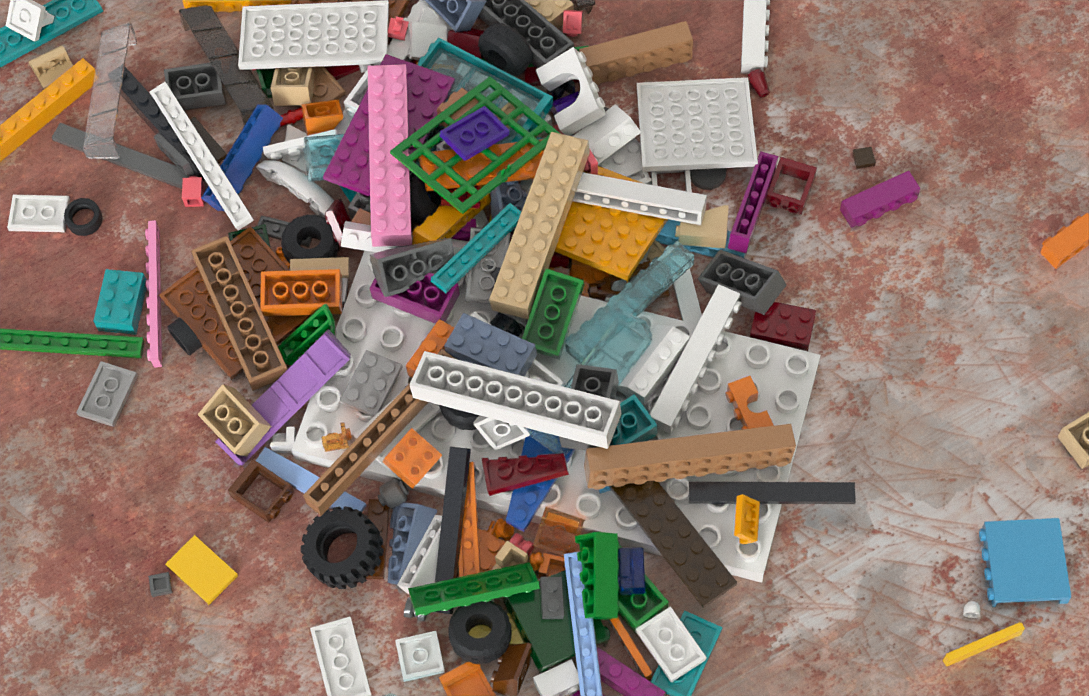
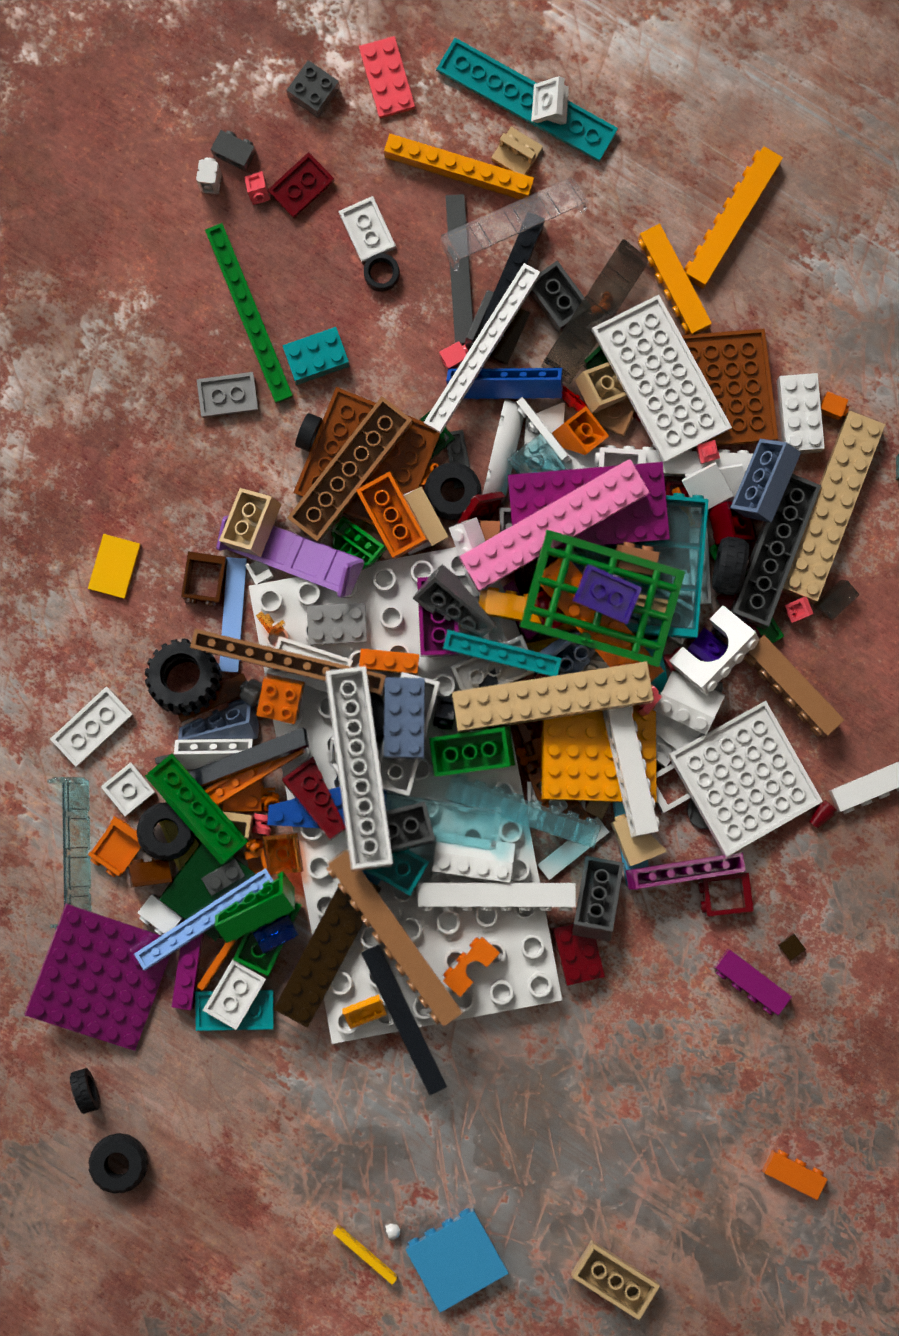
camera: 60 degrees right, 20 degrees up
(153, 302) = (346, 375): bright pink plate -> none
(160, 584) = (85, 539): dark grey tile -> none

